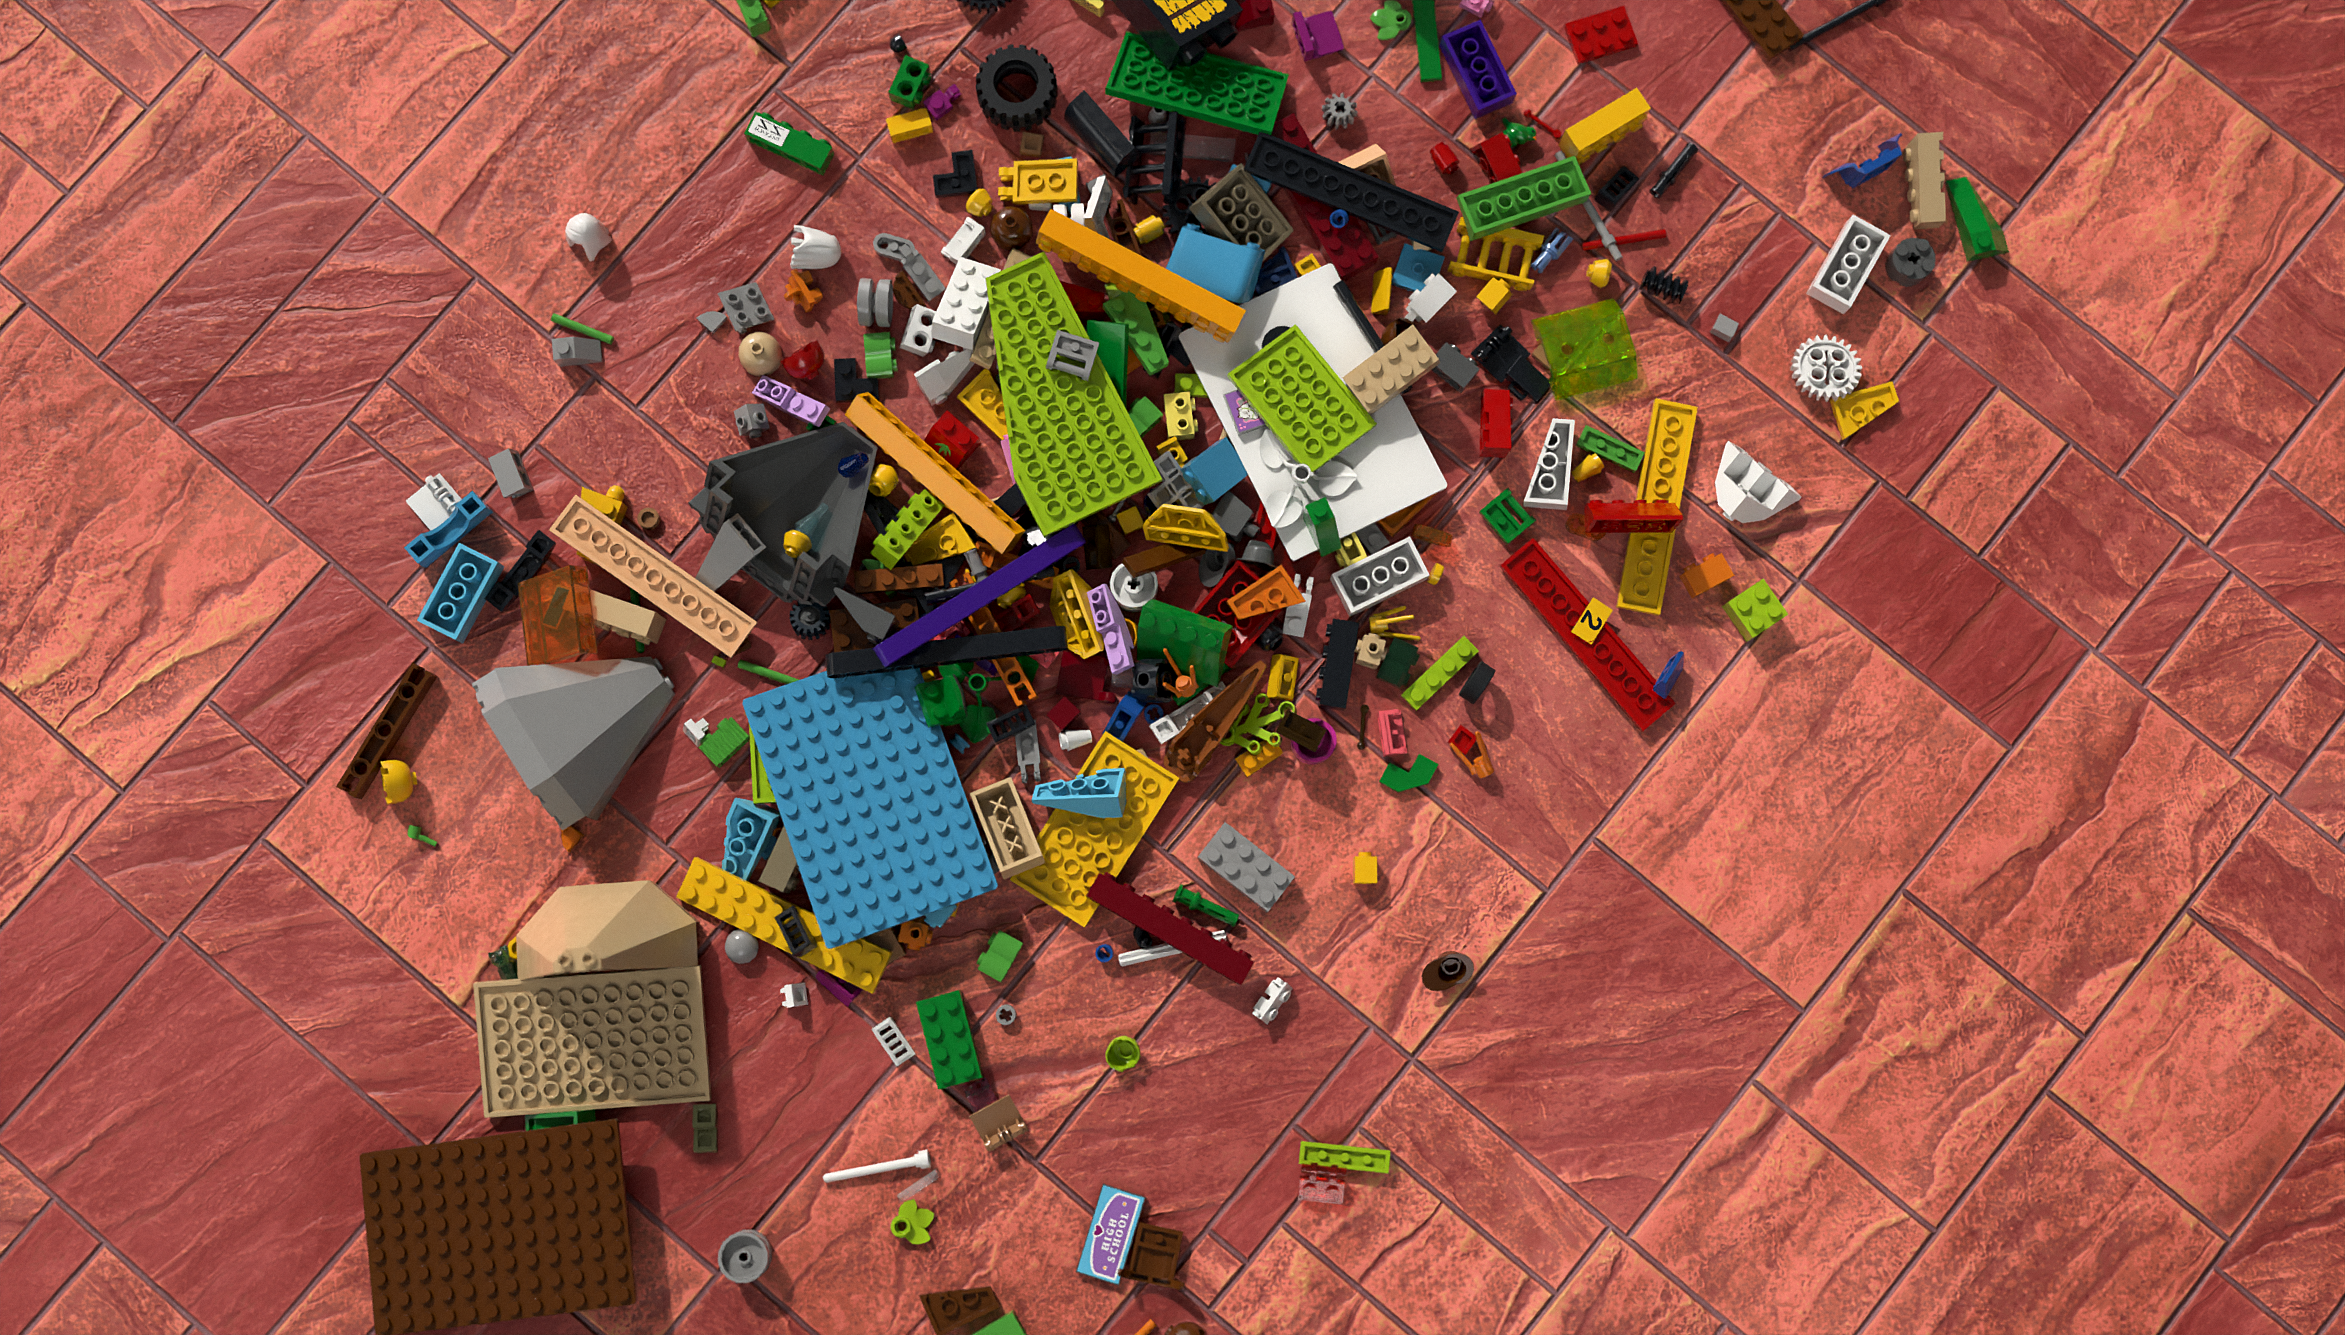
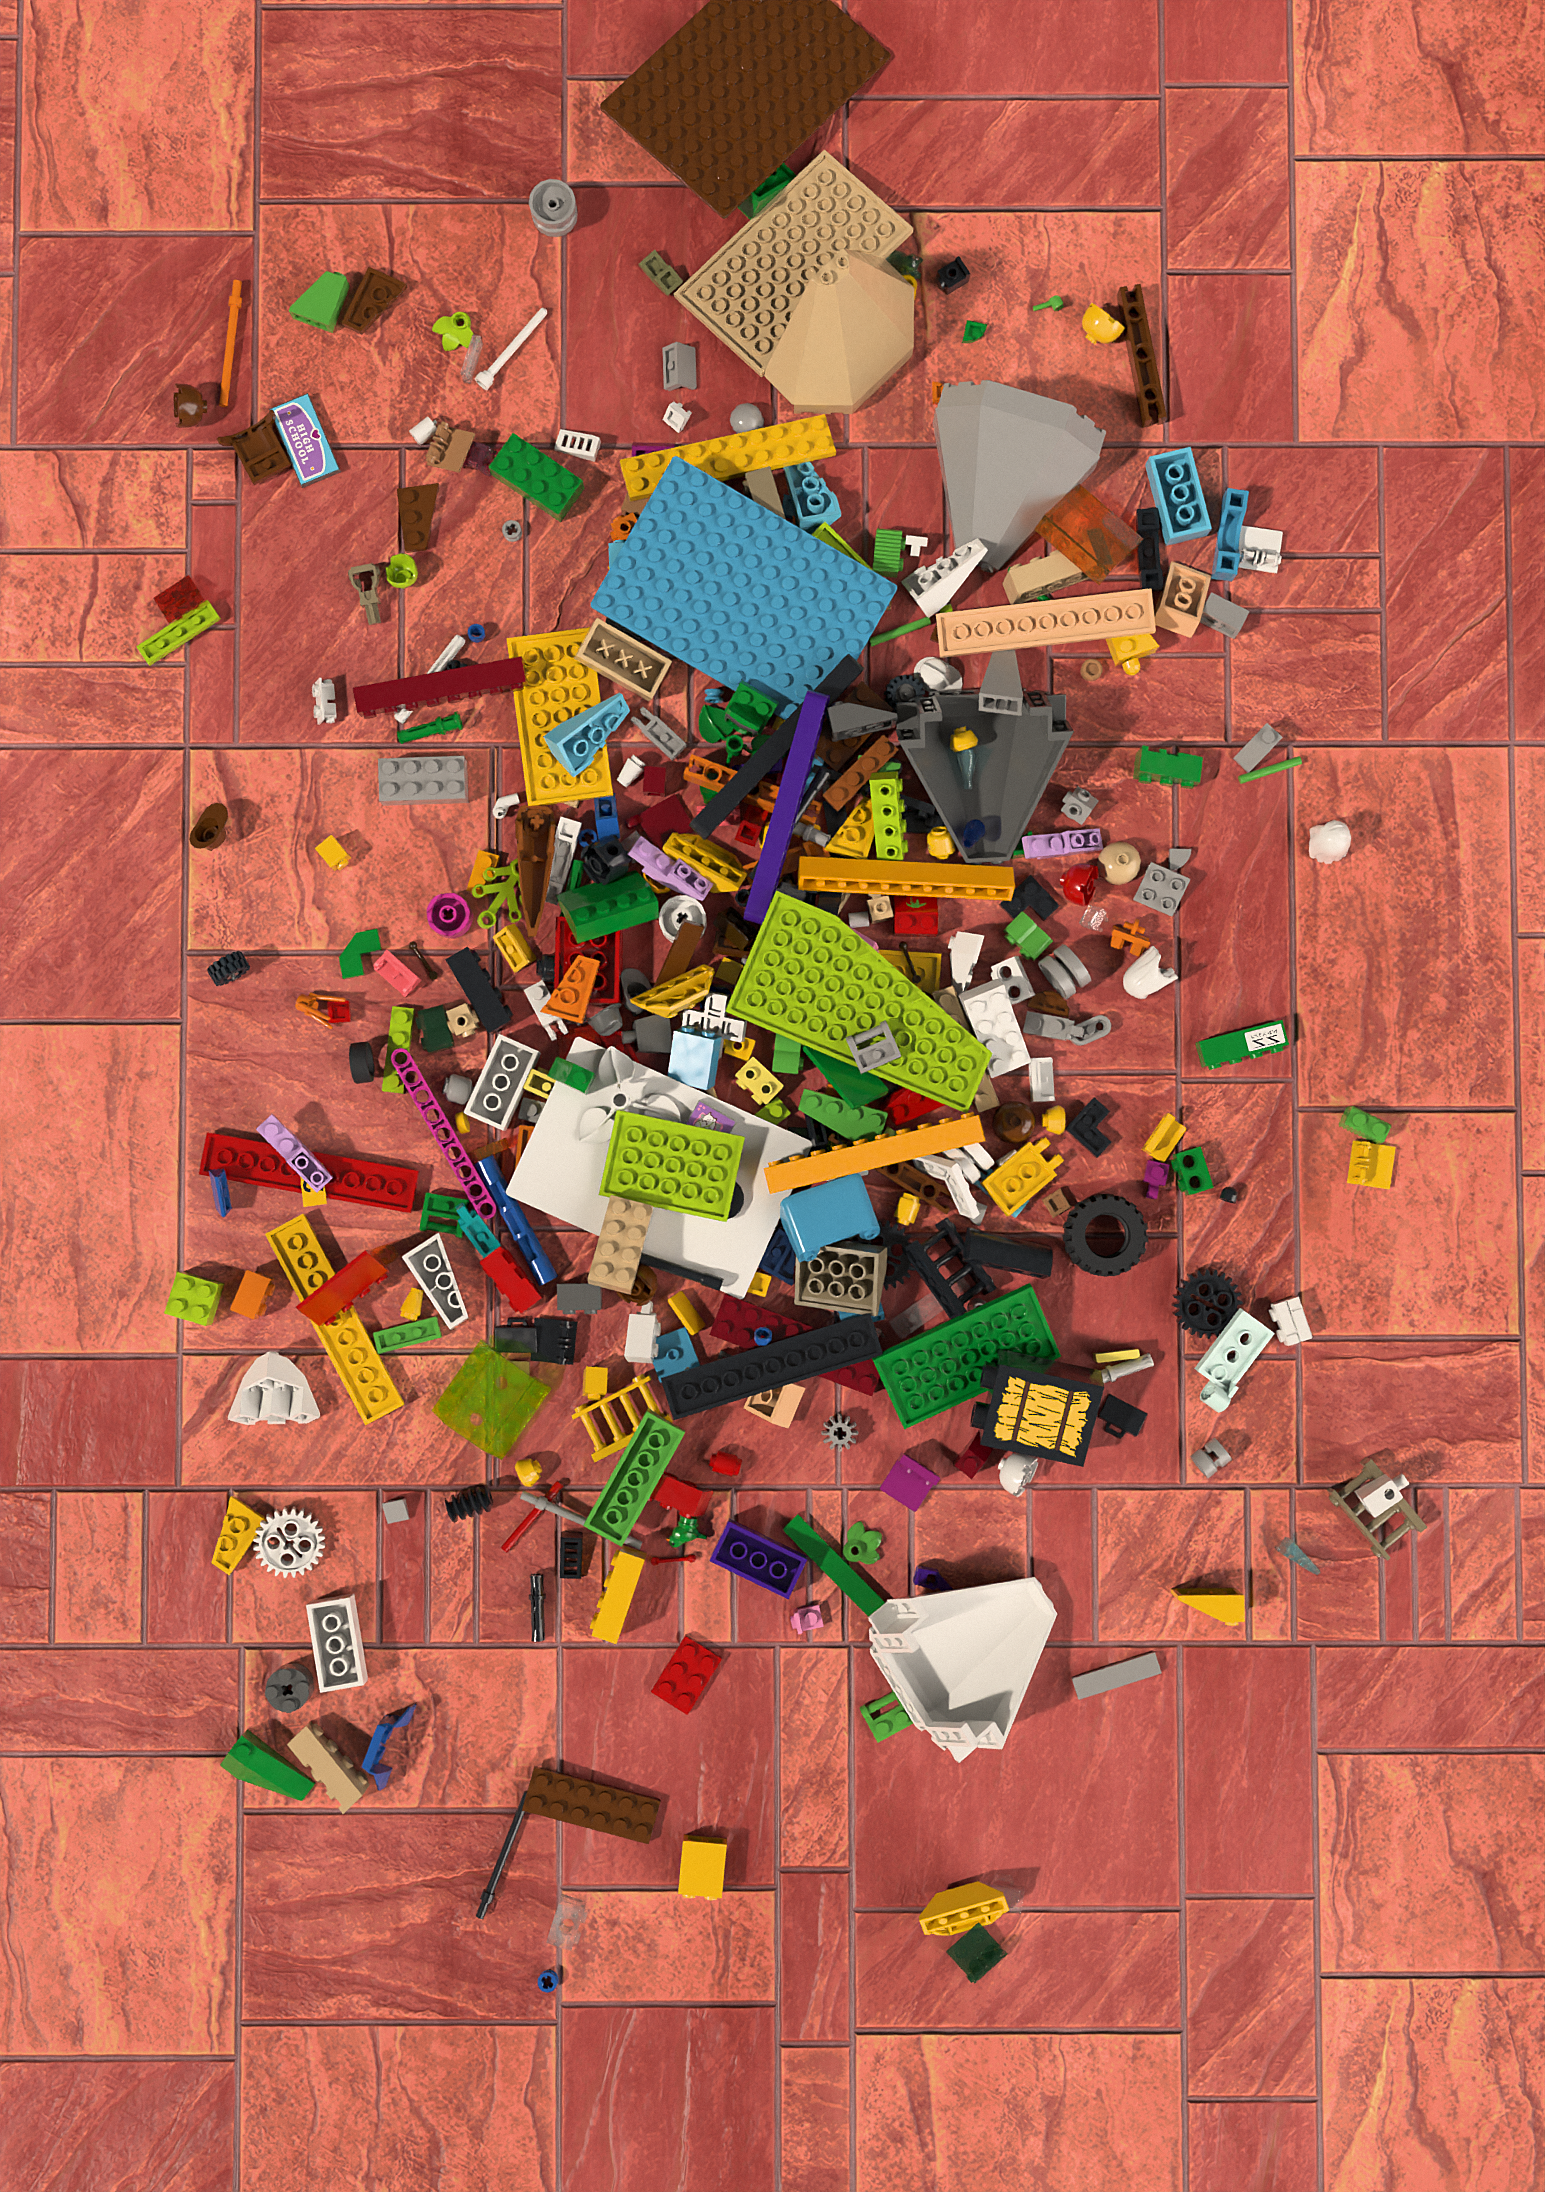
camera: 145 degrees right, 5 degrees up
(466, 923) = (950, 283): none -> black brick
(499, 865) = (973, 331): none -> green tile
(529, 510) = (1182, 599): none -> light nougat slope
(659, 392) = (1167, 768): none -> green wedge
(699, 682) = (937, 584): none -> white wedge
(758, 1036) = (679, 366): none -> light grey panel
(771, 614) = (937, 675): none -> white piece
(793, 944) = (702, 458): black slope -> none
(817, 328) = (1093, 917): none -> clear tile
(974, 468) = (879, 908): none -> tan brick
(992, 393) = (916, 978): none -> dark brown hinge
(997, 476) = (858, 919): none -> white hinge
(999, 956) = (551, 567): bright green brick -> none
(1007, 1158) = (423, 430): none -> white piece
(1014, 731) = (699, 726): black slope -> none
(1071, 1093) = (416, 515): none -> reddish brown wing
(1167, 1054) = (370, 598): none -> dark tan piece
(1184, 685) = (581, 876): orange plant -> none
(1198, 797) = (503, 803): none -> white arm
(1301, 730) = (461, 909): dark brown hinge -> none
(1379, 623) = (472, 1047): yellow plant -> none
(1418, 602) = (457, 1089): none -> light grey head
(1455, 463) = (516, 1221): none -> blue piece
(1461, 565) = (435, 1126): none -> dark pink beam
(1492, 480) = (477, 1230): none -> teal hinge
(1523, 844) = (228, 968): none -> black wheel
(1550, 251) = (581, 1453): medium blue arm -> none
(1586, 653) = (295, 1152): none -> lavender slope

